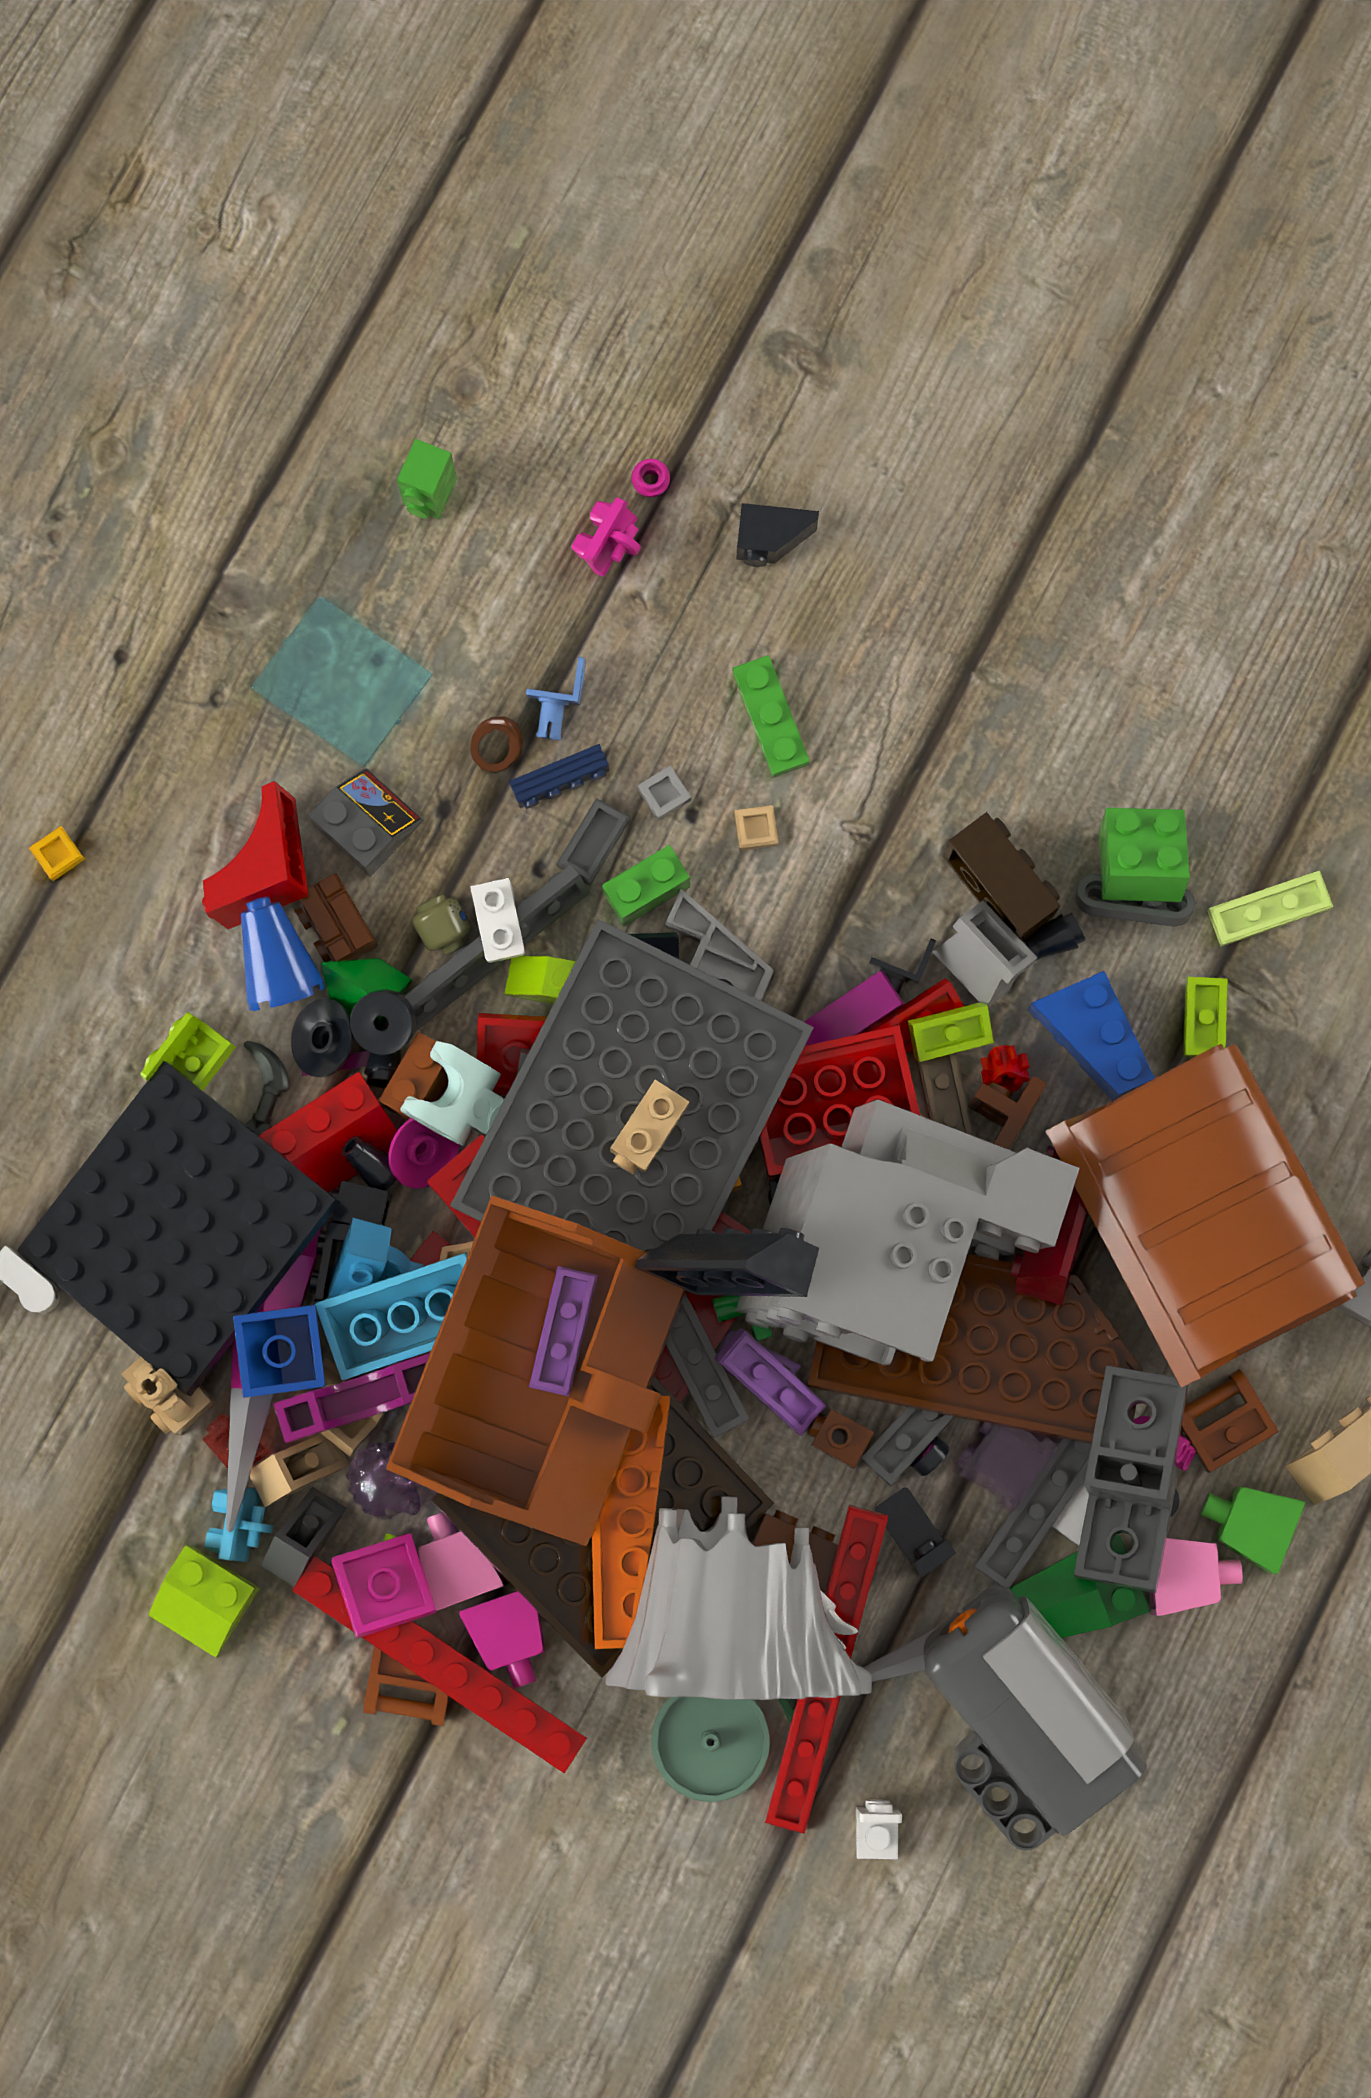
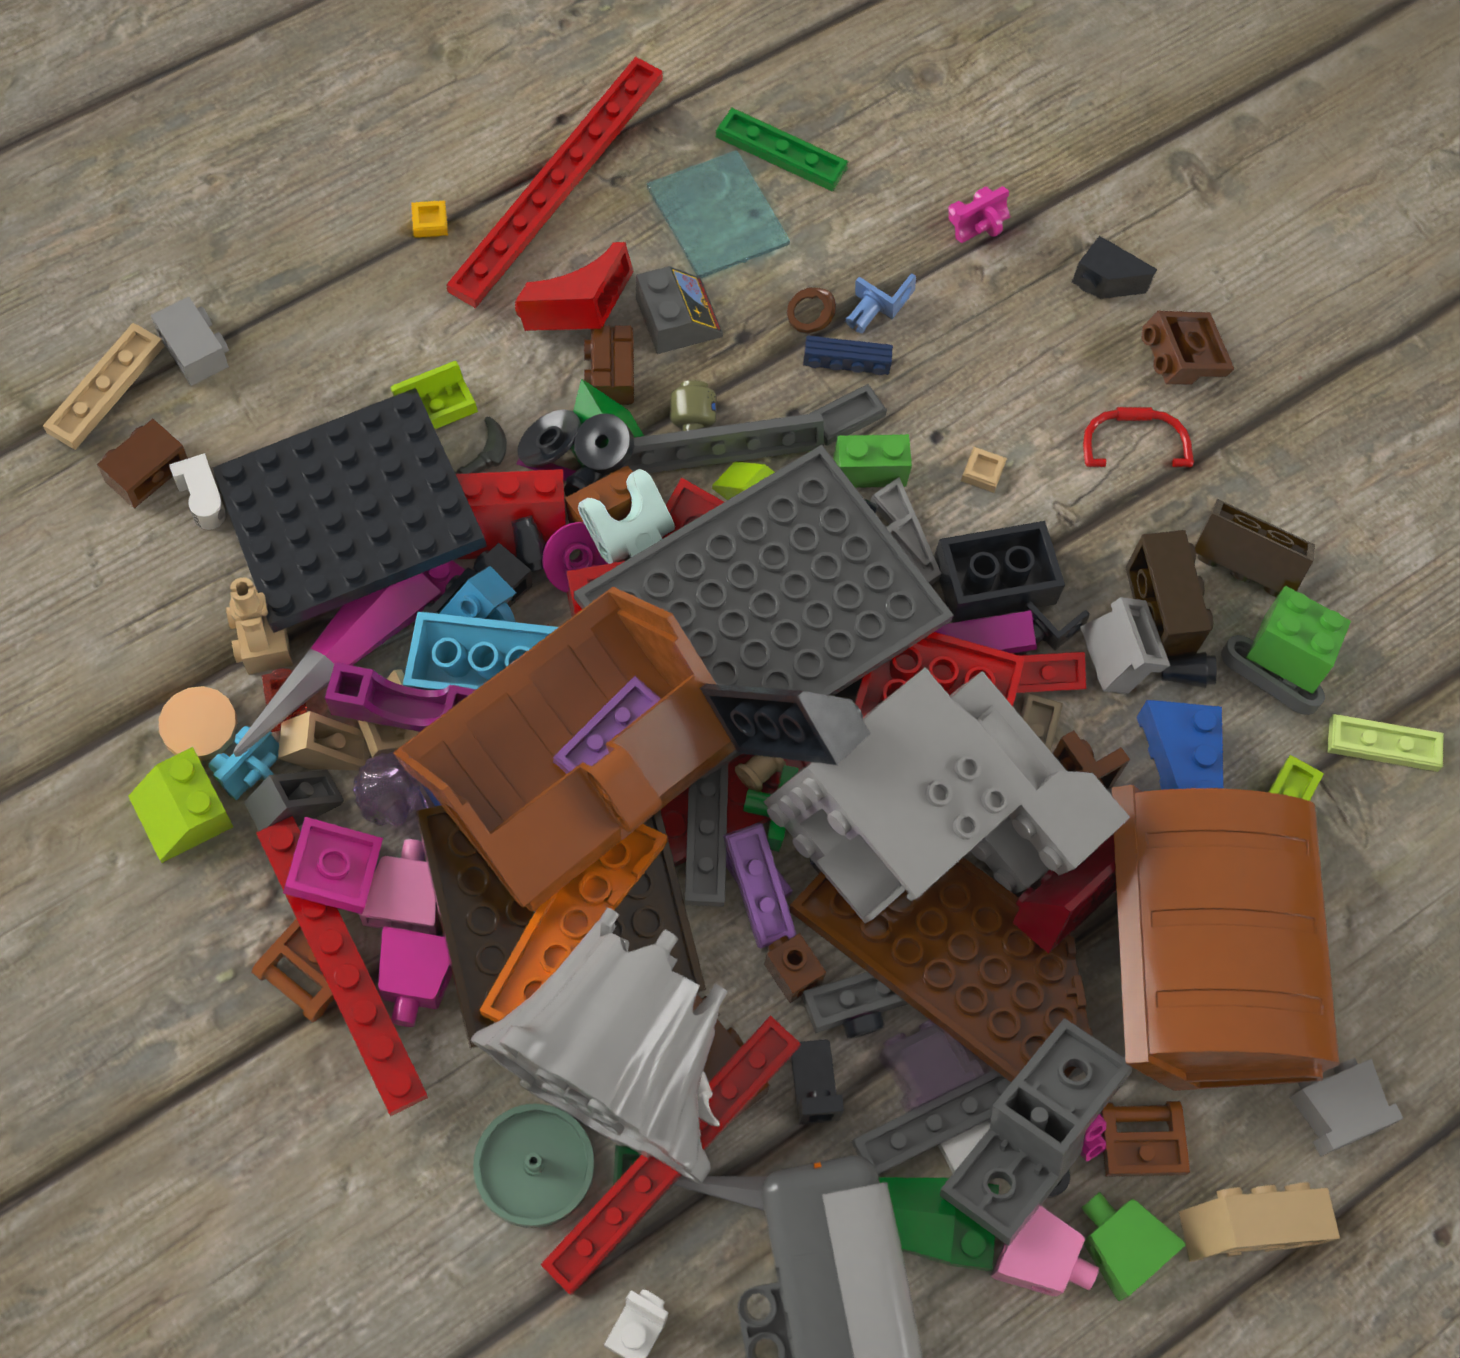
camera: 20 degrees right, 15 degrees down
(159, 738) = (554, 183): none -> red plate
(167, 1511) = (198, 720): none -> light nougat tile
(275, 957) = (547, 357): blue cone -> none
(279, 1351) = (366, 629): blue slope -> none
(365, 567) = (782, 149): none -> green tile
(426, 479) = (864, 105): bright green brick -> none
(498, 920) = (740, 419): white bracket -> none
(646, 467) = (1039, 187): dark pink plate -> none
(648, 1128) = (773, 612): tan brick -> none
(664, 793) = (924, 406): light grey plate -> none
(770, 716) = (1039, 398): bright green plate -> none
(827, 940) = (998, 571): none -> black brick
(871, 683) = (1136, 414): none -> red piece
(888, 580) = (1186, 346): none -> reddish brown plate
(950, 1031) = (1064, 691): lime plate -> none
(1005, 1068) = (1102, 737): red gear -> none
(1057, 772) = (1253, 549): none -> dark brown slope

